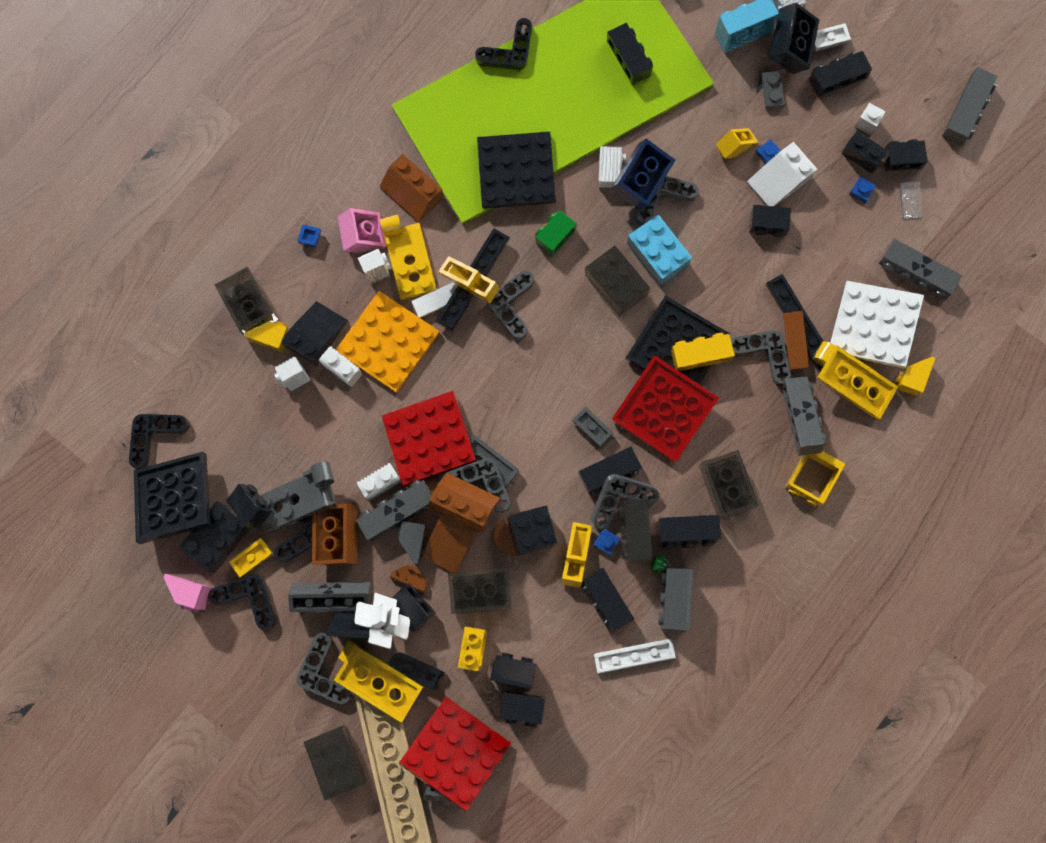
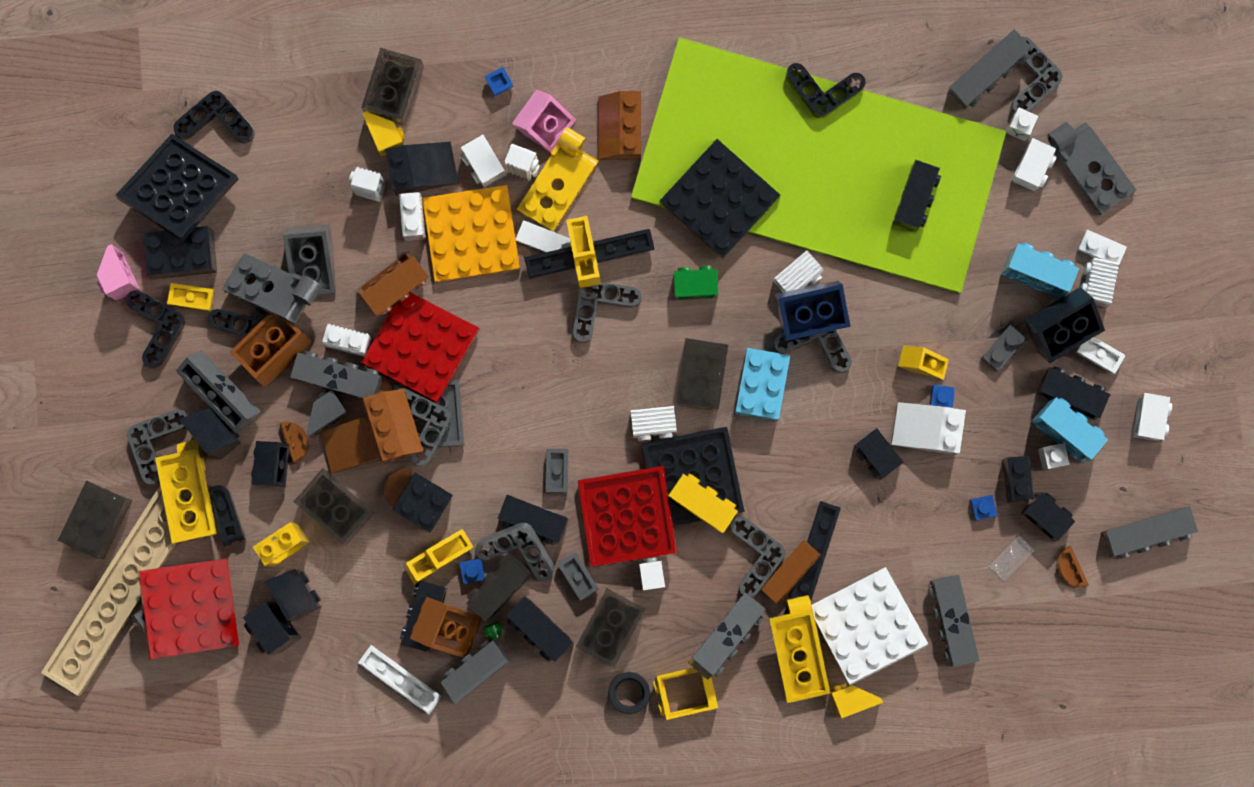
camera: 40 degrees right, 5 degrees up
(248, 505) = (228, 255): black brick -> none
(299, 452) = (311, 254): none -> dark grey slope
(349, 291) = (483, 161): none -> white brick
(371, 417) = (393, 284): none -> dark orange slope
(382, 613) = (239, 447): white piece -> none
(619, 338) = (653, 423): none -> white brick
(629, 591) = (445, 628): none -> dark orange slope
(674, 476) = (578, 576): none -> dark grey plate
(717, 428) = (651, 574): none -> white brick
(785, 499) = (645, 693): none -> black tyre
(855, 93) = (1070, 428): none -> medium azure brick
(898, 42) = (1152, 417): none -> white brick
(949, 173) = (1070, 569): none -> dark orange tile

